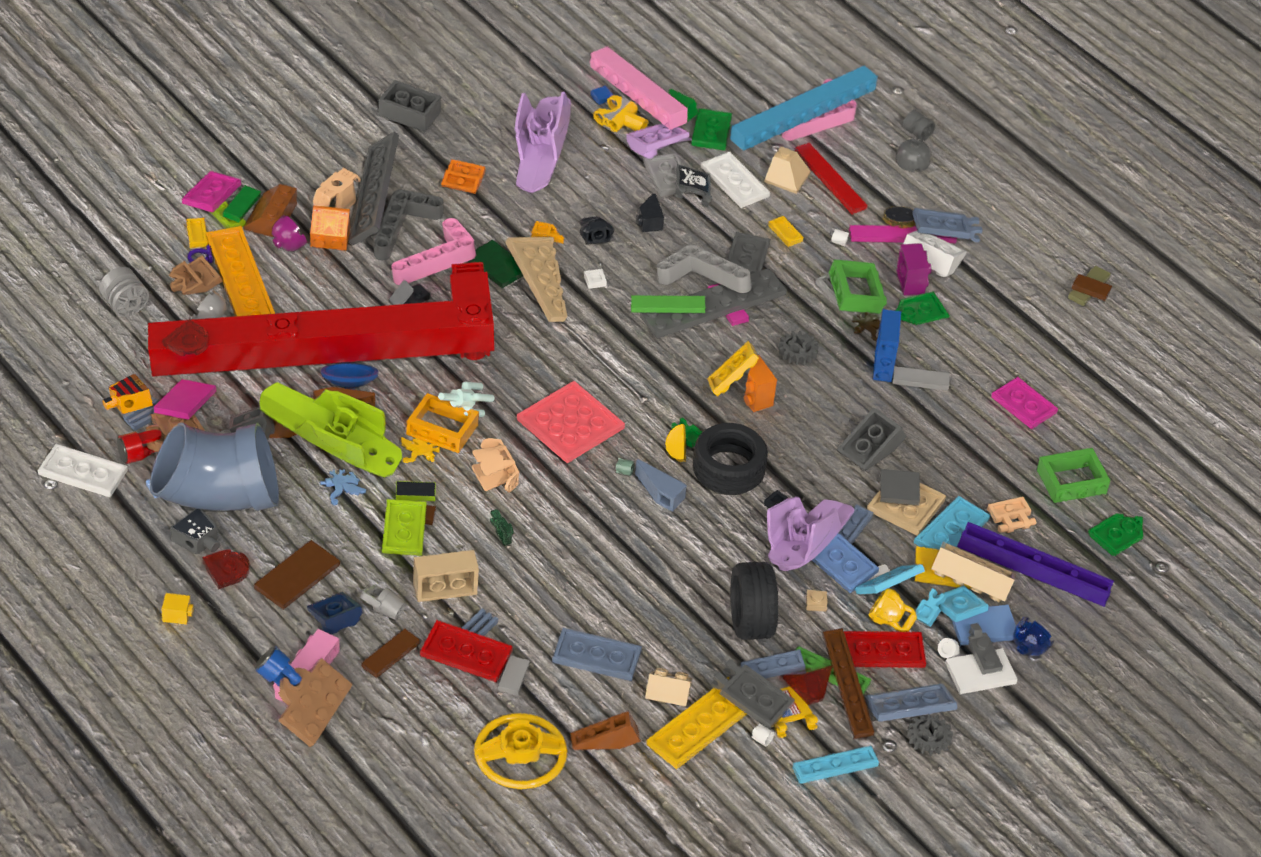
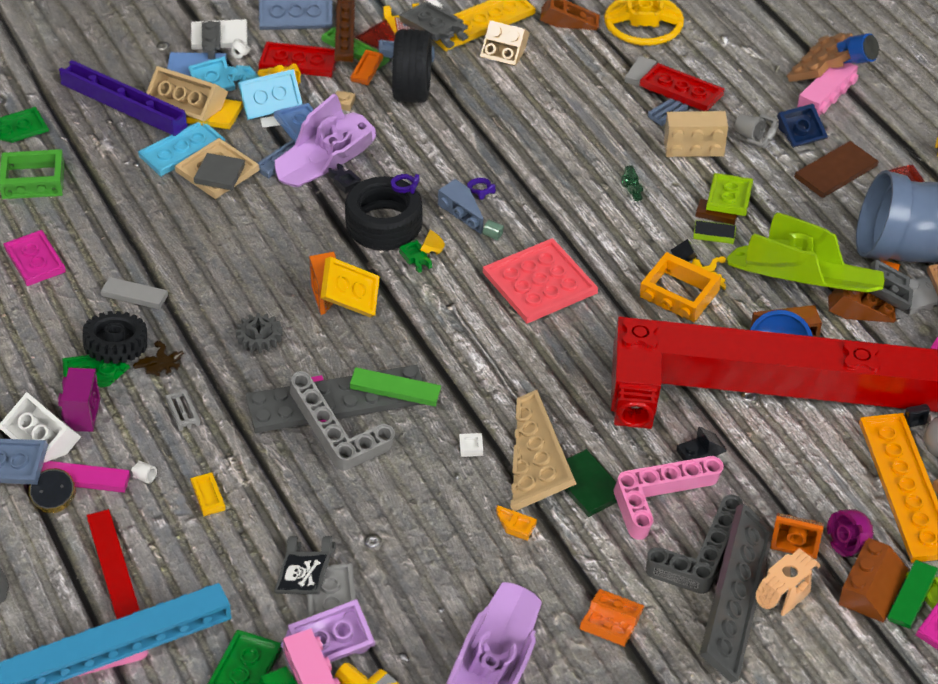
camera: 165 degrees left, 0 degrees up
(390, 653) = (750, 98): reddish brown tile -> none
(443, 460) = (684, 251): none -> black tile
(466, 397) = (655, 289): light aqua plant -> none
(494, 466) = (633, 241): light nougat piece -> none
(596, 230) = (454, 508): black piece -> none
(597, 654) = (561, 80): sand blue tile -> none
(639, 512) = (481, 193): none -> dark purple piece
(650, 215) = (377, 524): black slope -> none
(708, 464) = (414, 180): none -> dark purple piece
(735, 179) = (243, 579): white tile -> none
(749, 251) = (269, 465): dark grey tile -> none
(787, 170) = (169, 578): tan slope -> none
(807, 638) = (366, 67): none -> orange tile
(853, 302) = (157, 414): bright green window -> none
(872, 440) = (221, 226): dark grey slope -> none
(887, 345) = (164, 295): blue window -> none
(926, 330) = (114, 337): none -> black wheel
(1008, 510) = (116, 149): light nougat plate -> none
(1031, 638) = (161, 40): clear blue cylinder -> none

